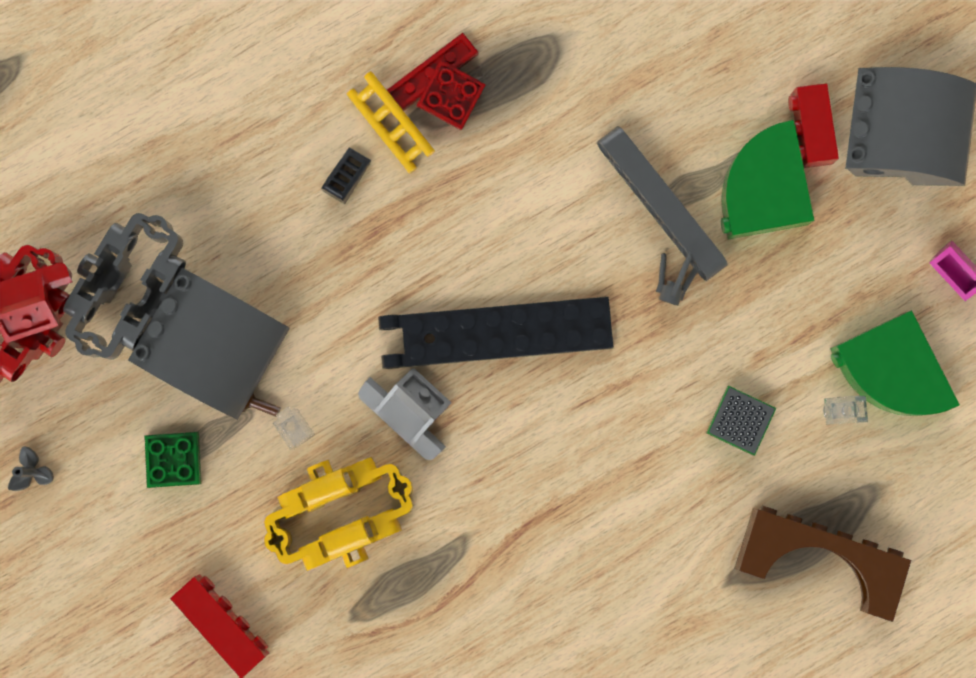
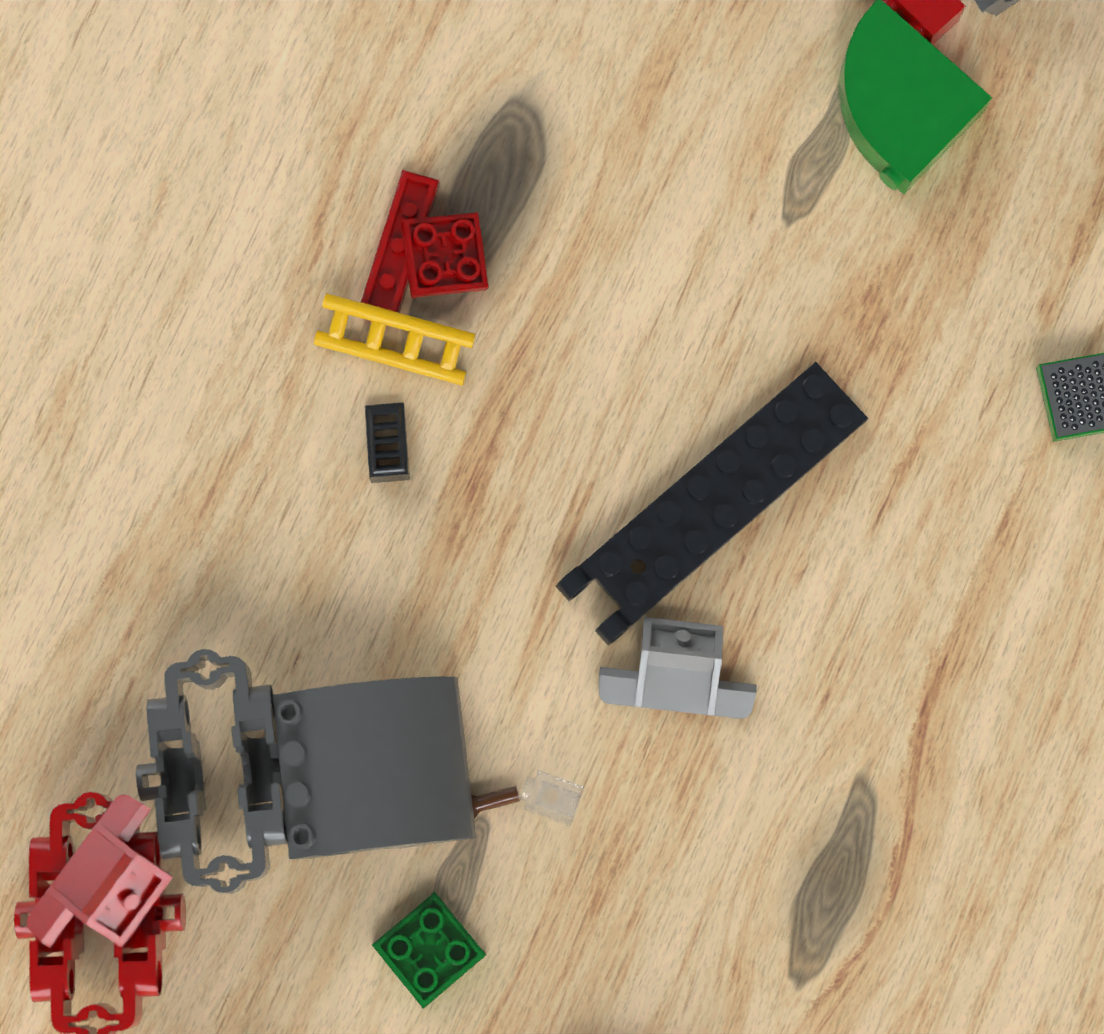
camera: 35 degrees left, 5 degrees down
(349, 537) = (726, 879): yellow piece -> none
(662, 203) = (796, 205): dark grey beam -> none
(672, 291) = (888, 300): dark grey plant -> none

